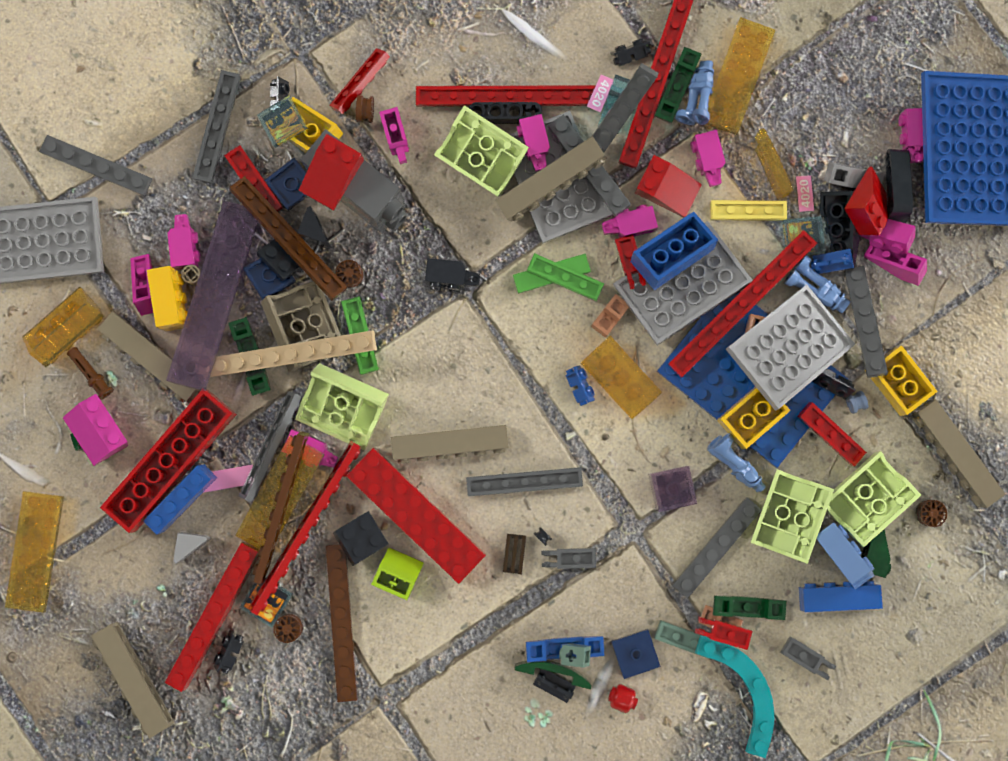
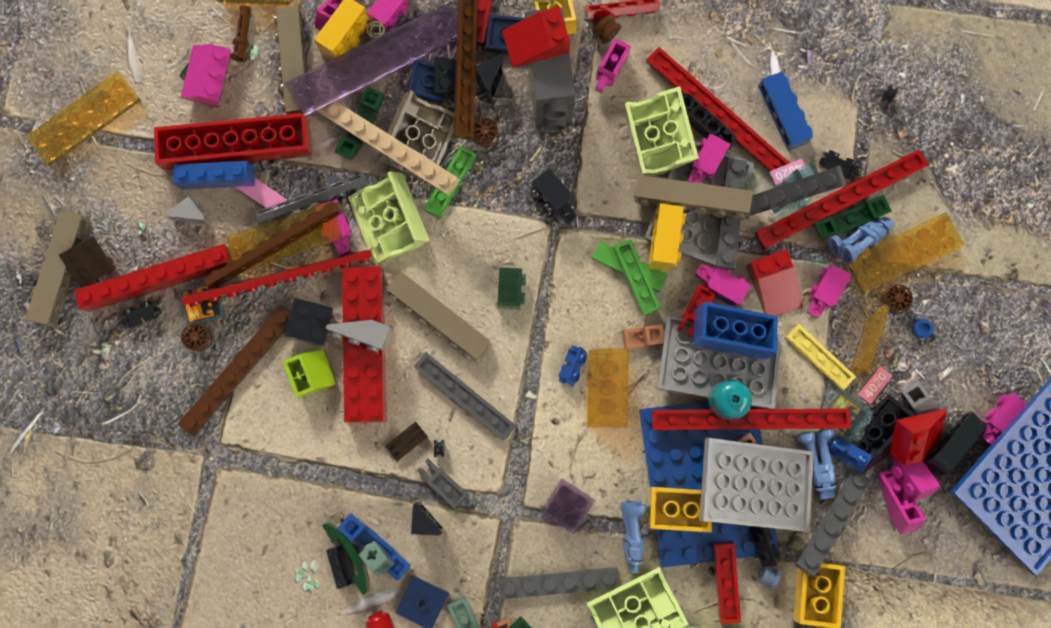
camera: 45 degrees right, 5 degrees down
(151, 653) = (87, 261): none -> dark brown hinge
(414, 504) = (366, 332): none -> light grey slope
(482, 372) = (510, 288): none -> clear green brick
(555, 48) = (785, 110): none -> blue brick
(561, 228) = (666, 237): none -> yellow brick
(585, 597) = (424, 522): none -> black slope
(709, 308) = (721, 399): none -> teal cylinder
(763, 115) = (897, 298): none -> reddish brown wheel
(801, 120) = (922, 328): none -> blue tile

